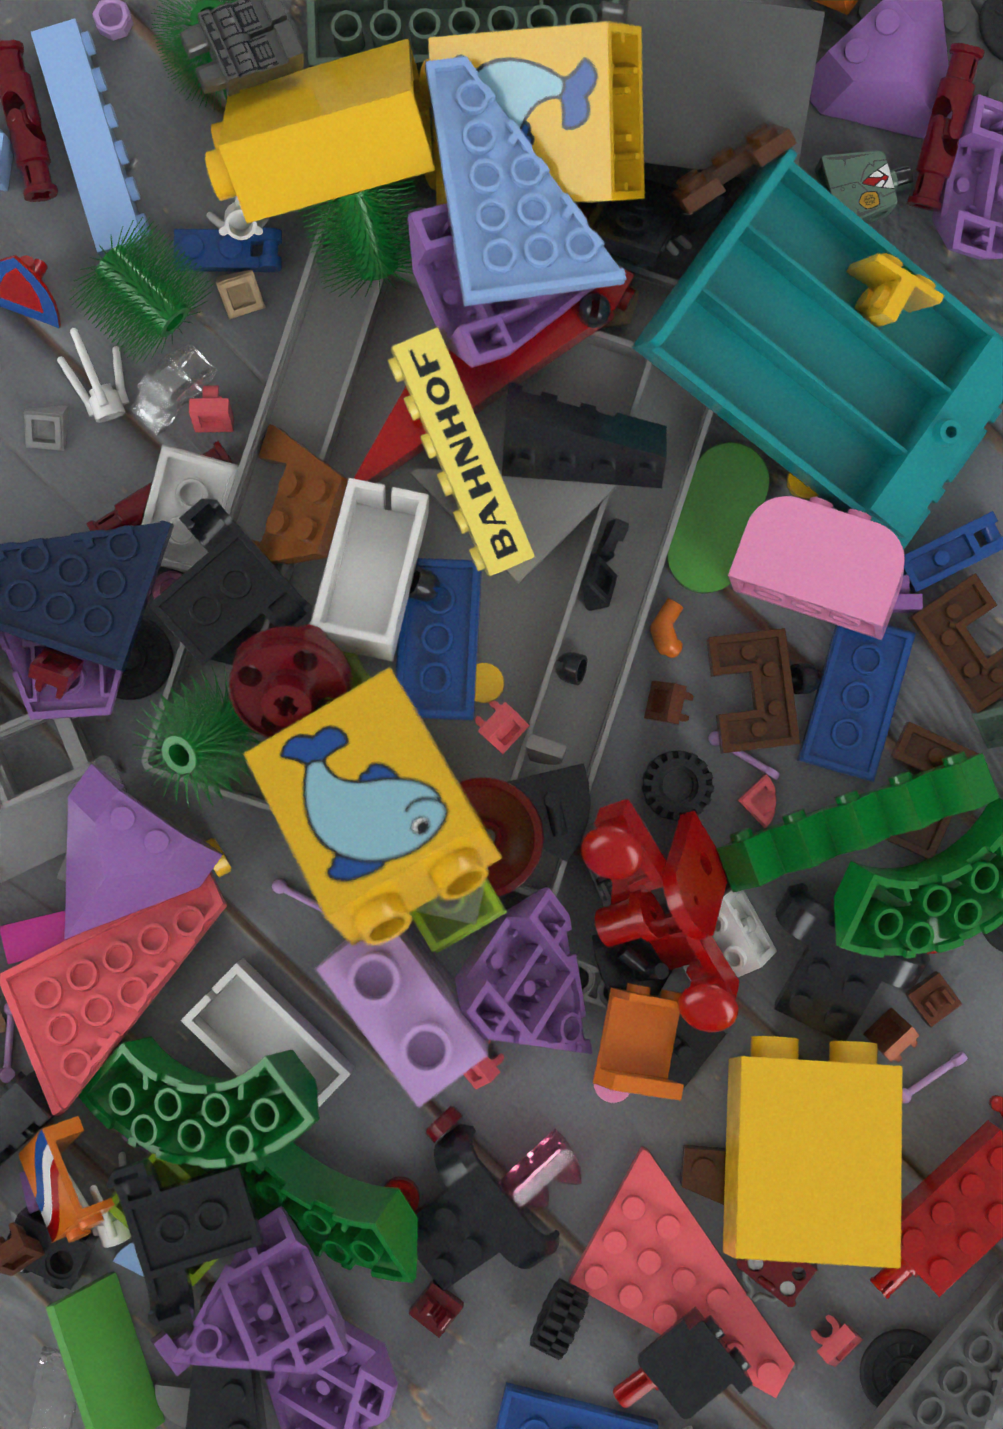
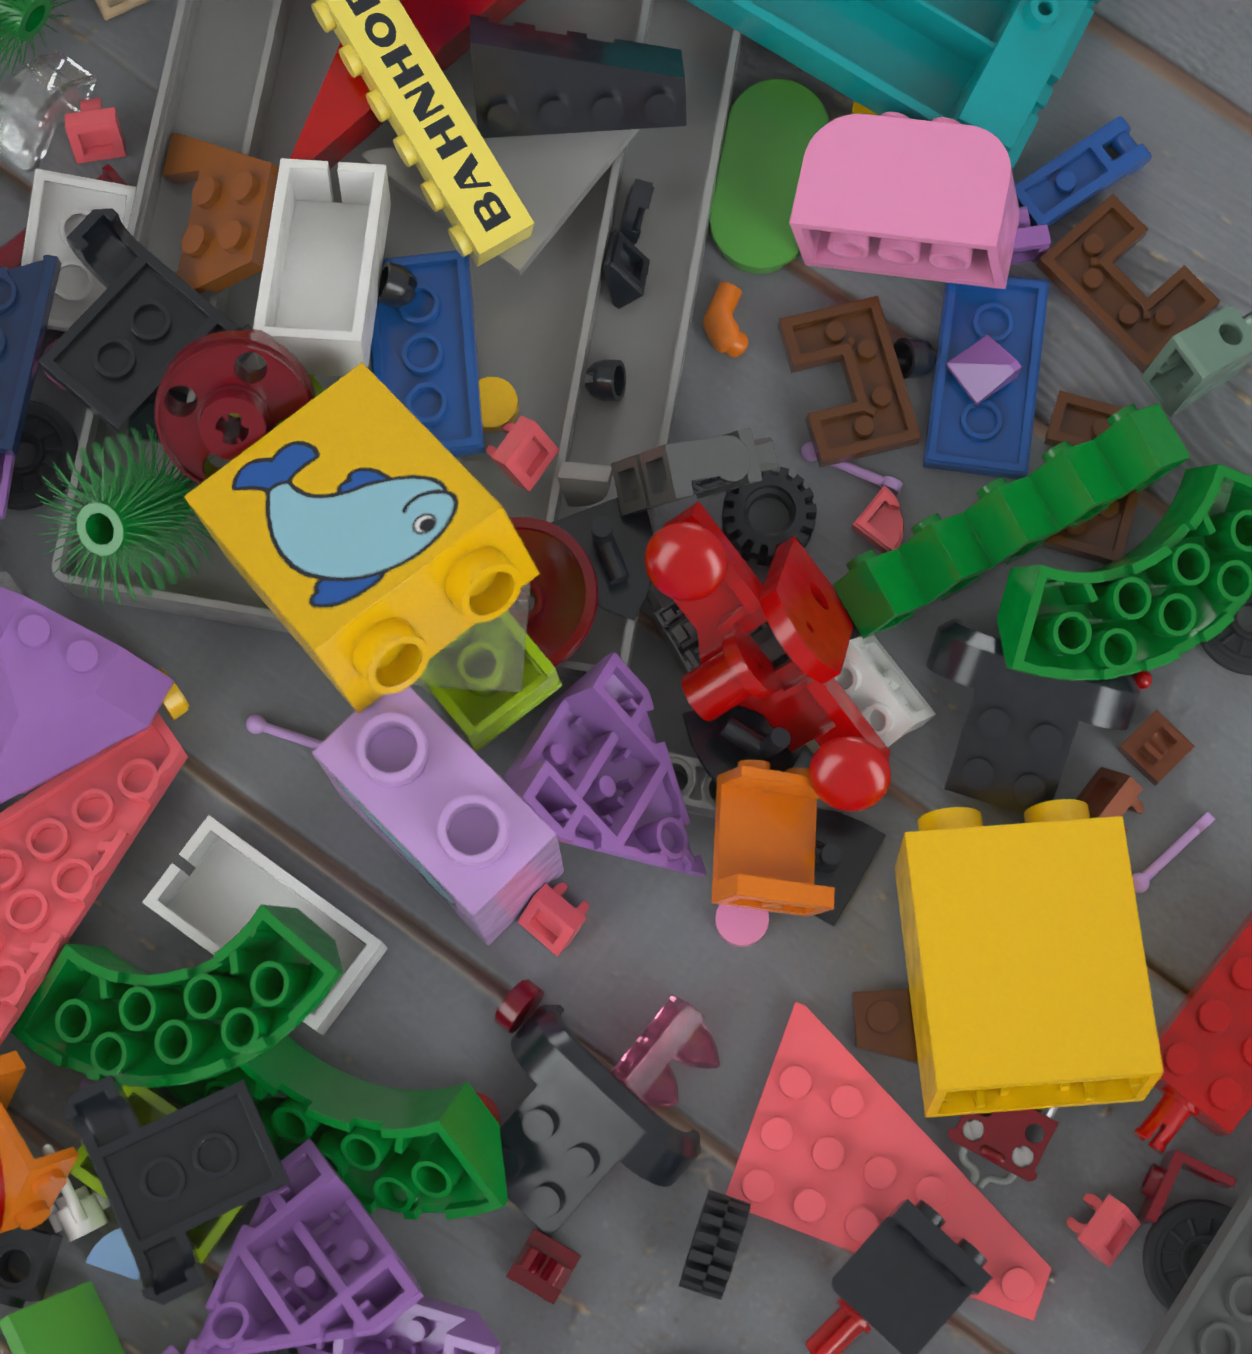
camera: 10 degrees left, 10 degrees down
(612, 761) = (691, 468): none -> dark grey hips
(666, 702) = (738, 407): copper tile -> none
(855, 697) = (984, 369): none -> medium lavender slope
(884, 1314) = (1161, 1178): none -> dark red bracket

